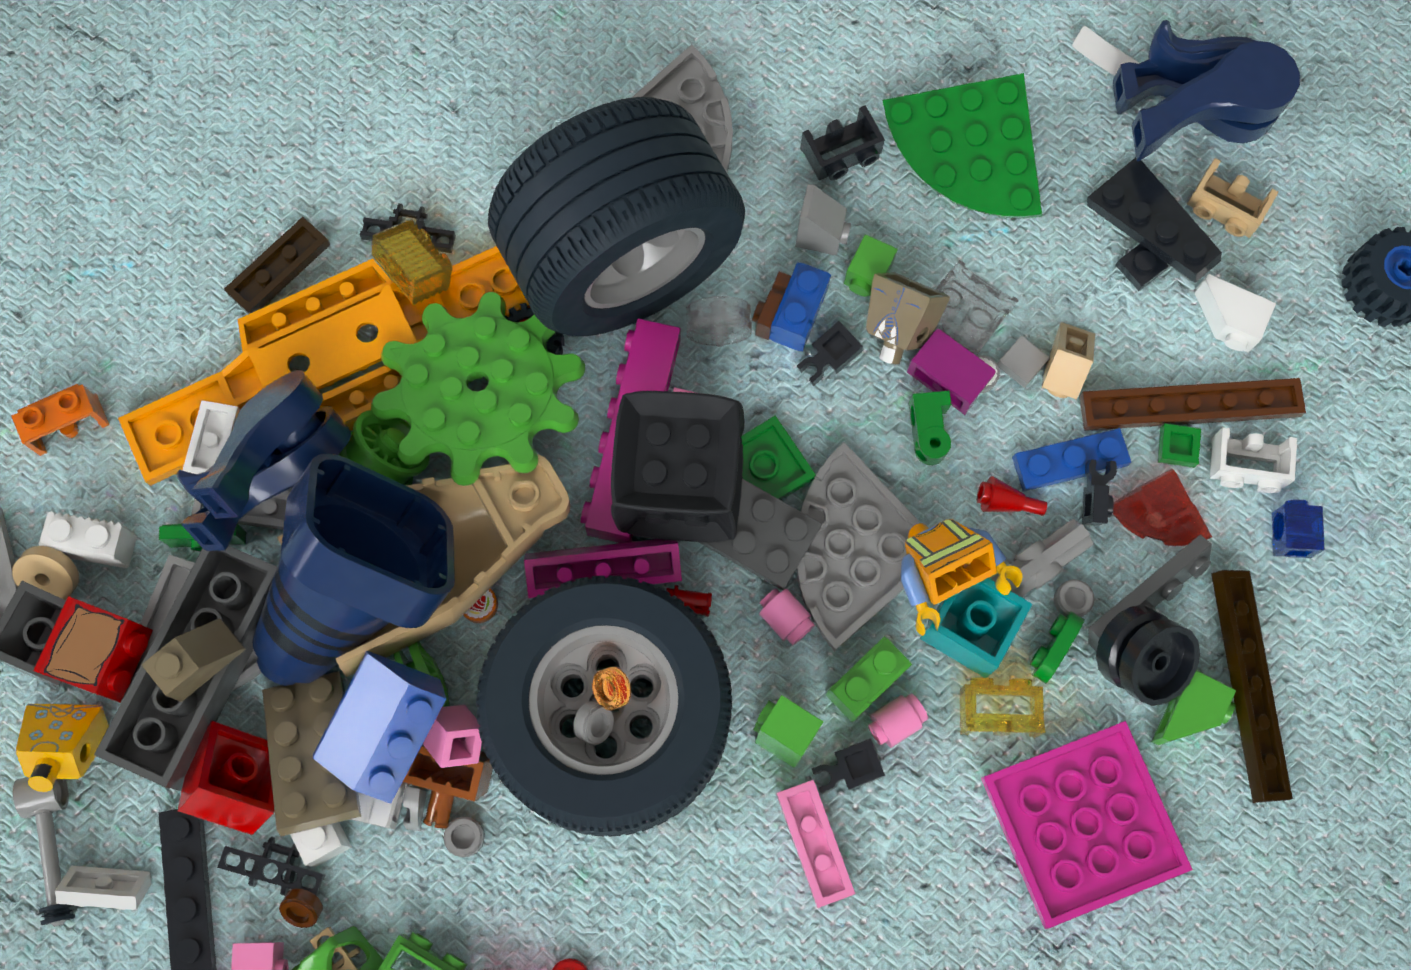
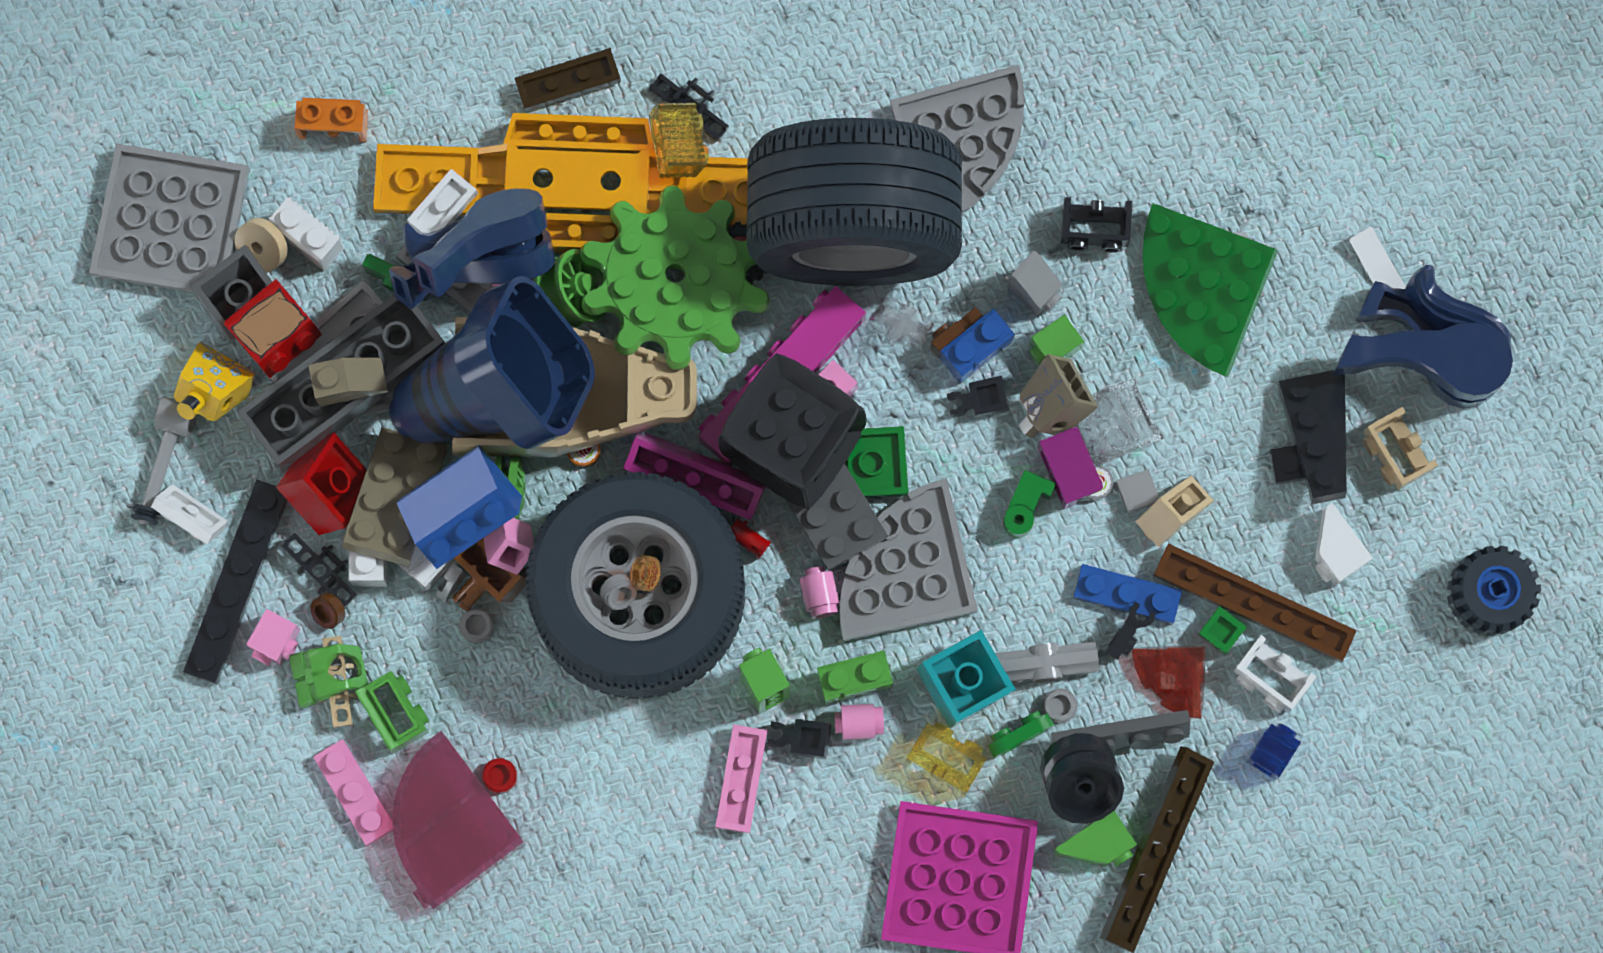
camera: 30 degrees right, 5 degrees up
(948, 561) = (965, 618): torso -> none
(1001, 497) = (1049, 593): red cone -> none

